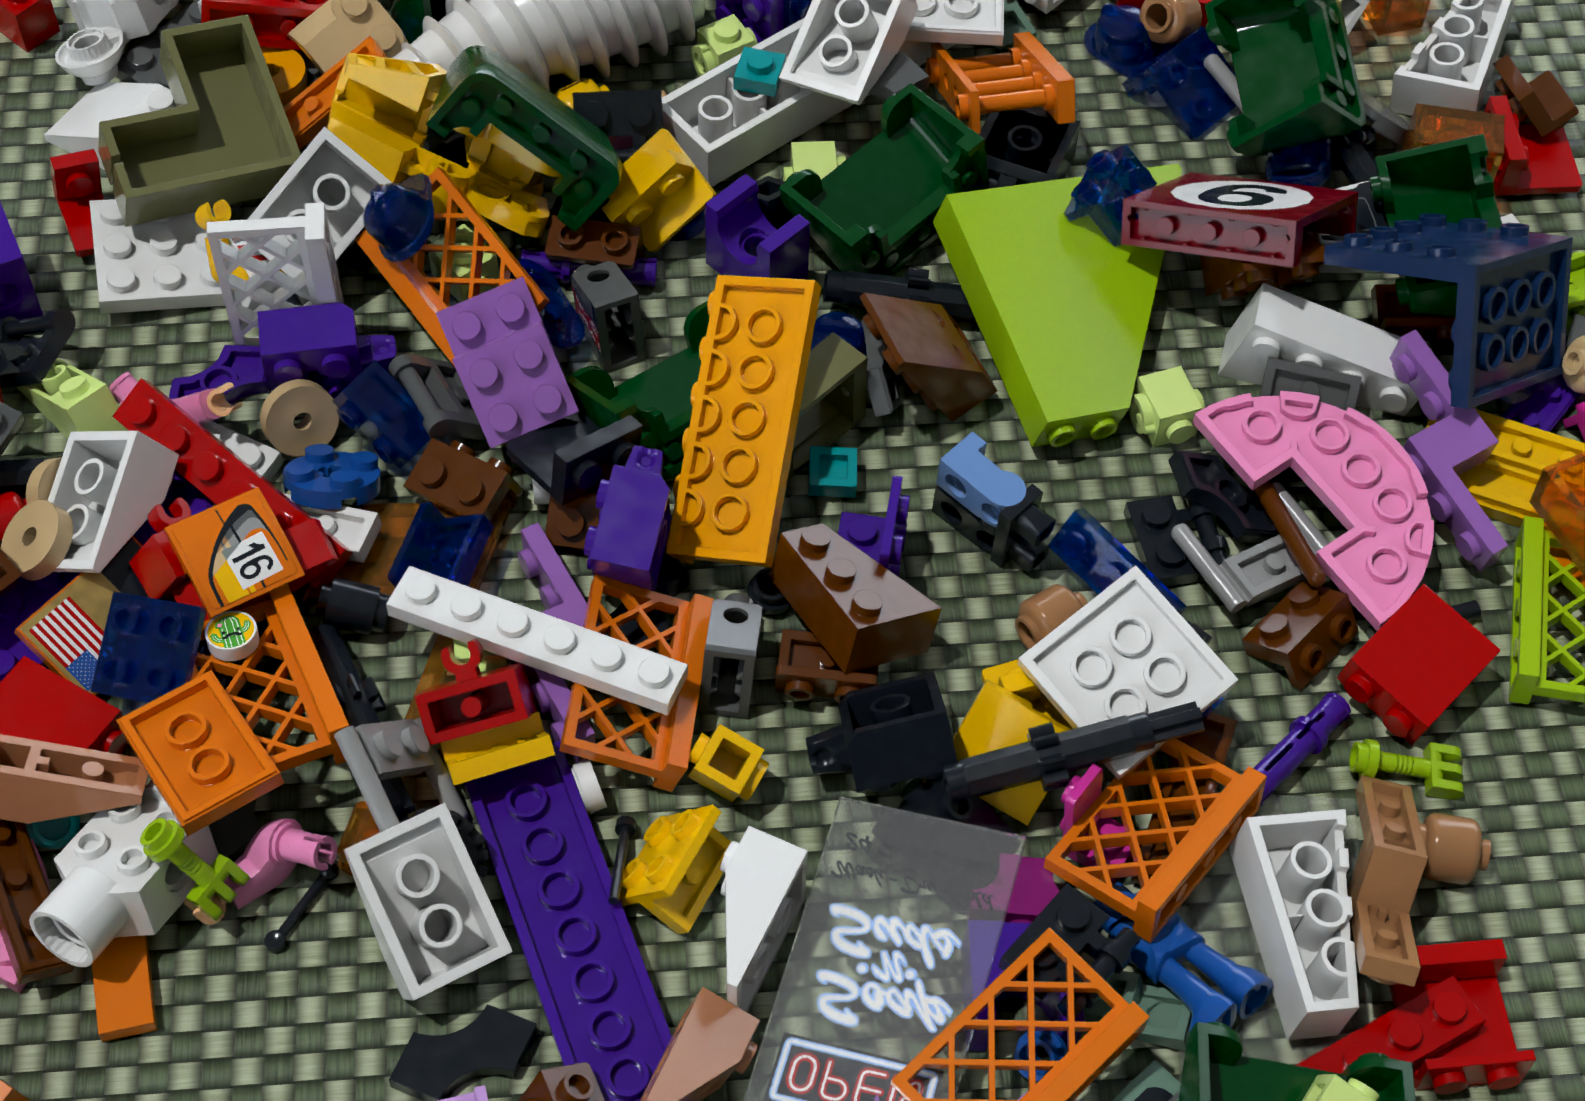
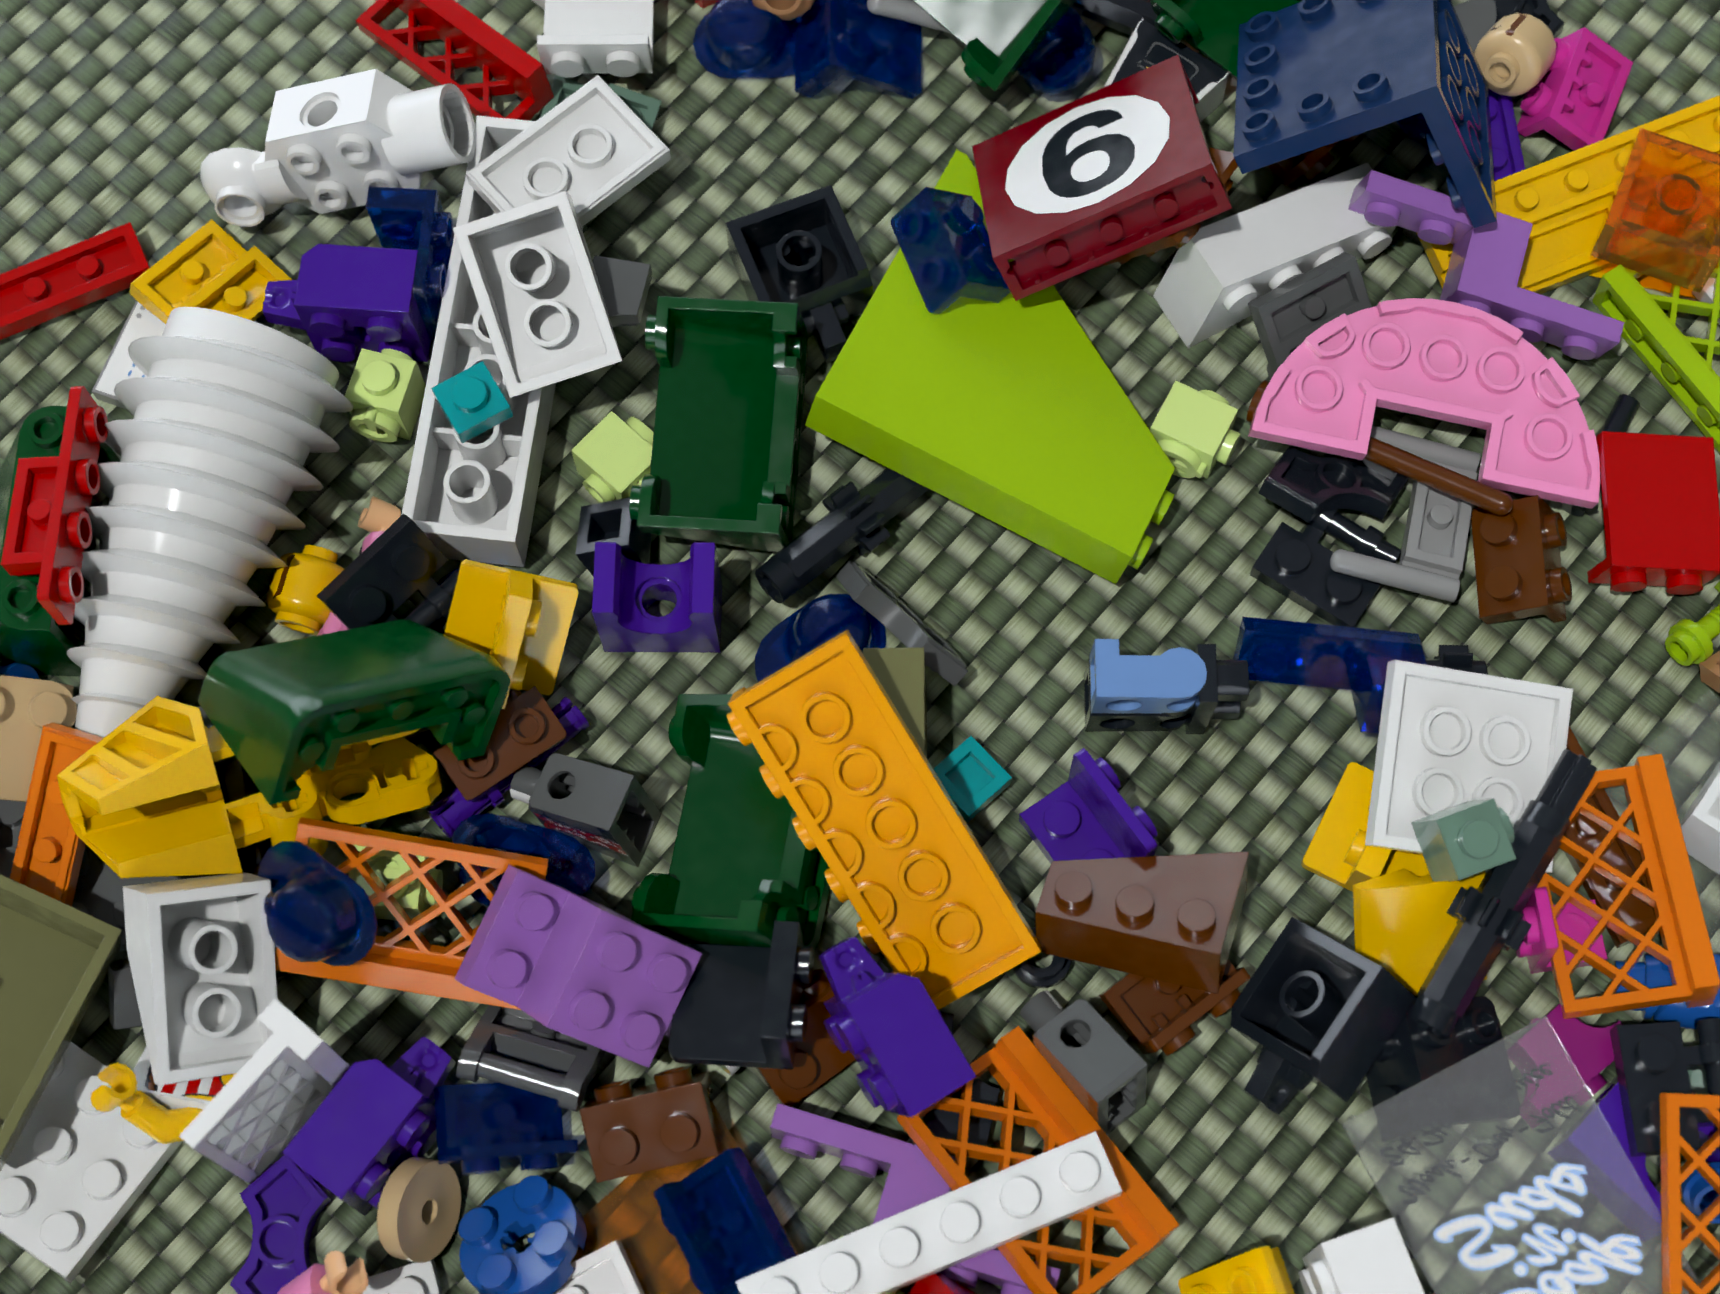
camera: 40 degrees left, 15 degrees up
(727, 764) = (1201, 1180): yellow brick -> none
(929, 353) = (950, 578): reddish brown slope -> none
(1003, 81) = (718, 158): orange fence -> none
(1045, 612) = (1315, 753): medium nougat head -> none
(1074, 690) = (1465, 839): none -> sand green brick
(1305, 737) = (1618, 630): dark purple pin -> none

